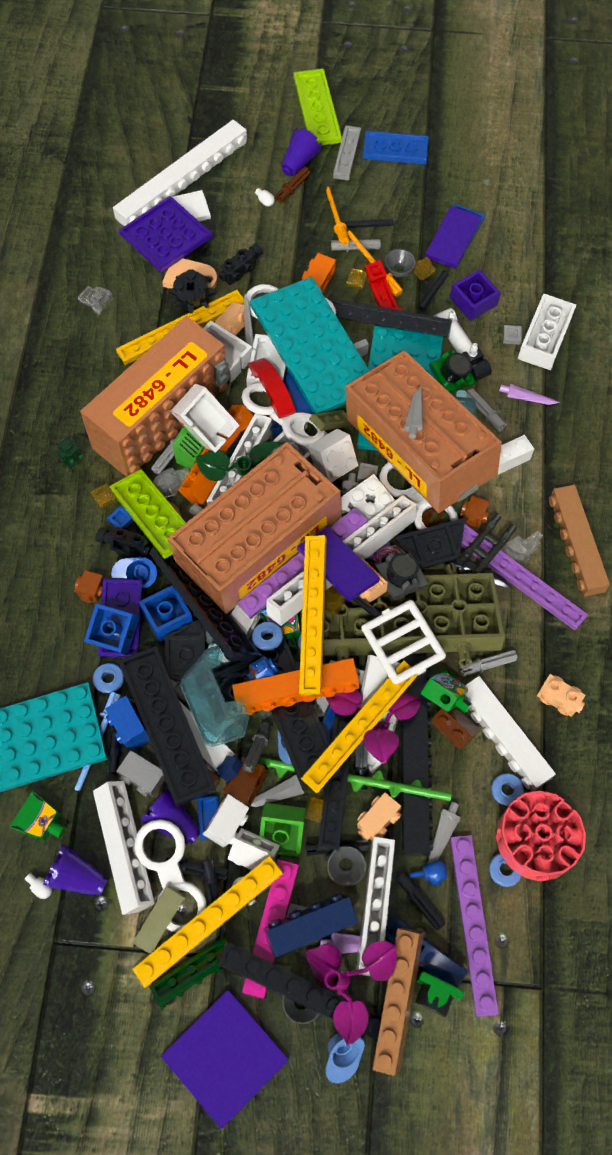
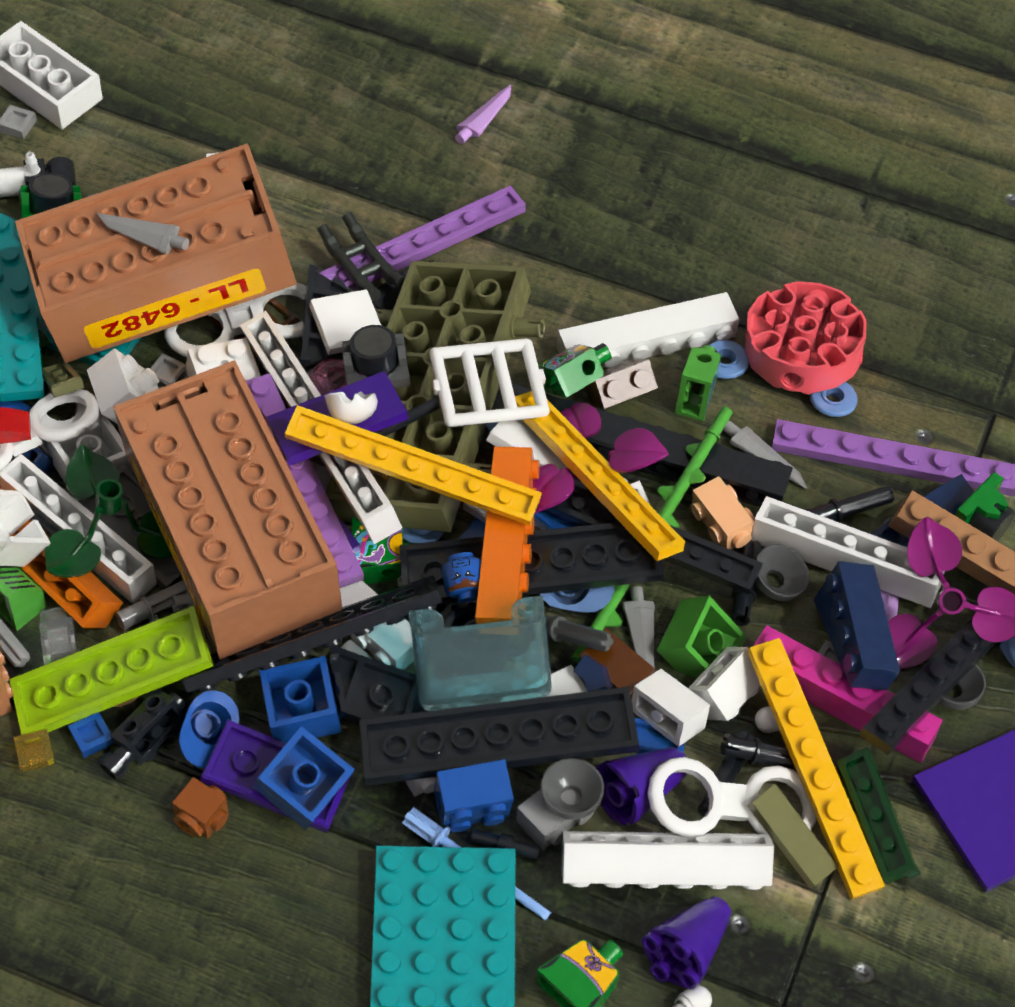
camera: 75 degrees left, 10 degrees down
(103, 670) = (369, 809): medium blue piece -> none
(138, 766) = (572, 775): none -> dark grey piece
(267, 627) = (402, 549): medium blue piece -> none
(314, 810) = (683, 588): clear yellow plate -> none
(337, 564) = (353, 410): none -> white hair
(432, 871) = (814, 479): blue piece -> none
(433, 552) = (342, 316): none -> white tile
(475, 511) = (301, 255): dark orange brick -> none
(478, 774) = (700, 368): none -> bright green torso
(488, 662) = (536, 310): light grey axle -> none
(522, 550) = (379, 222): clear brick -> none
(523, 394) = (125, 144): lavender bar -> none
(561, 695) = (615, 255): light nougat brick -> none
(579, 541) = (393, 157): medium nougat brick -> none

